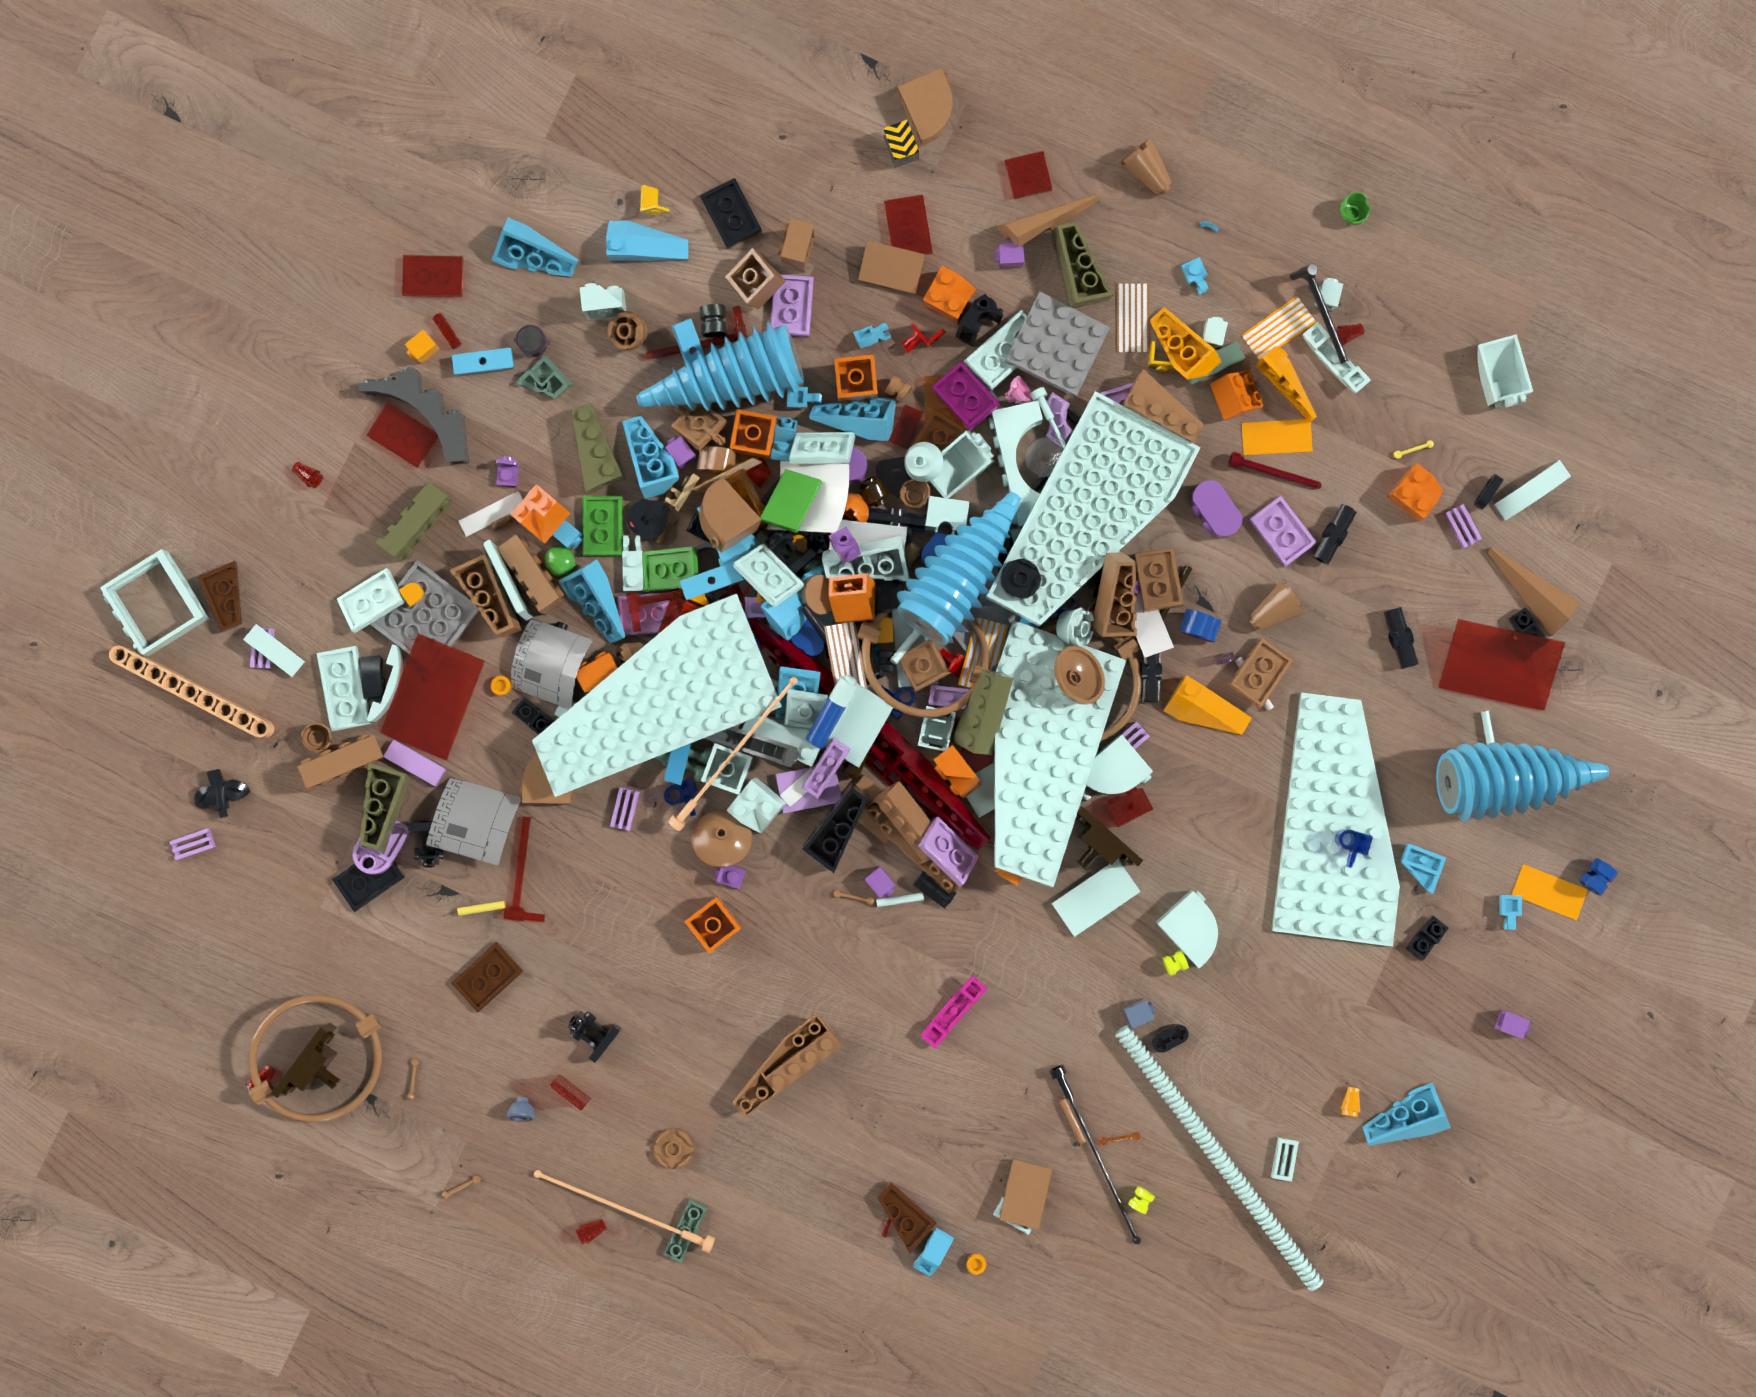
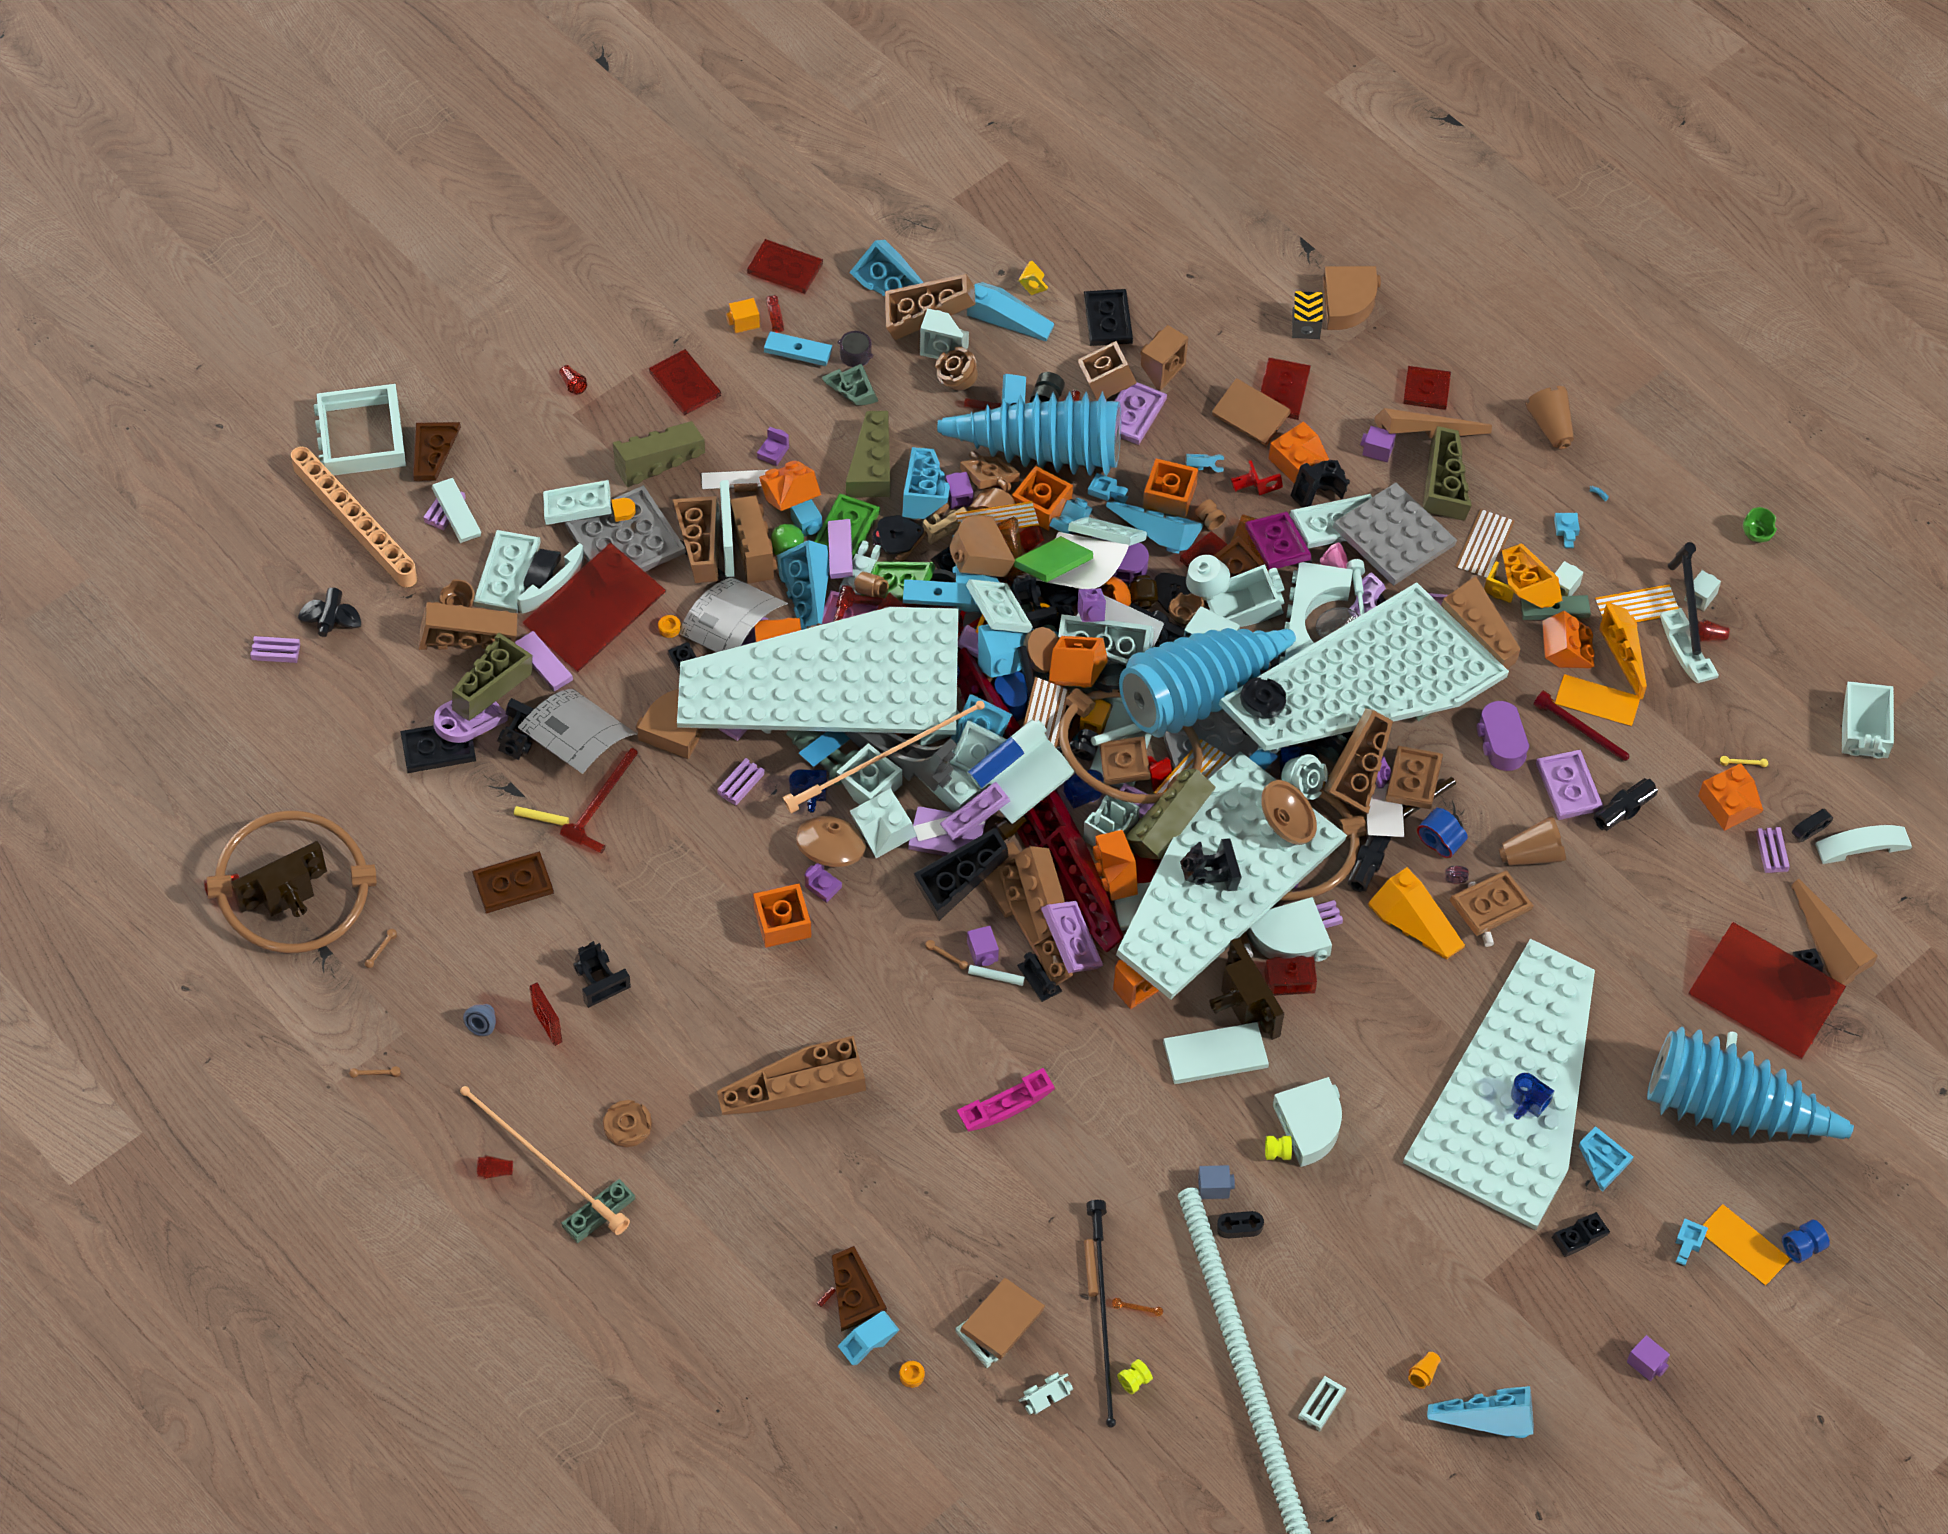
camera: 20 degrees right, 30 degrees down
(408, 388) = (712, 346): dark grey arch -> none
(562, 283) = (909, 304): none -> medium nougat wedge
(608, 555) = (840, 548): none -> lavender tile
(650, 585) = (871, 585): none -> medium nougat brick
(1046, 749) = (1223, 866): none -> black tile
(1084, 1231) = (1037, 1397): none -> light aqua hinge
(1401, 638) = (1662, 926): black piece -> none

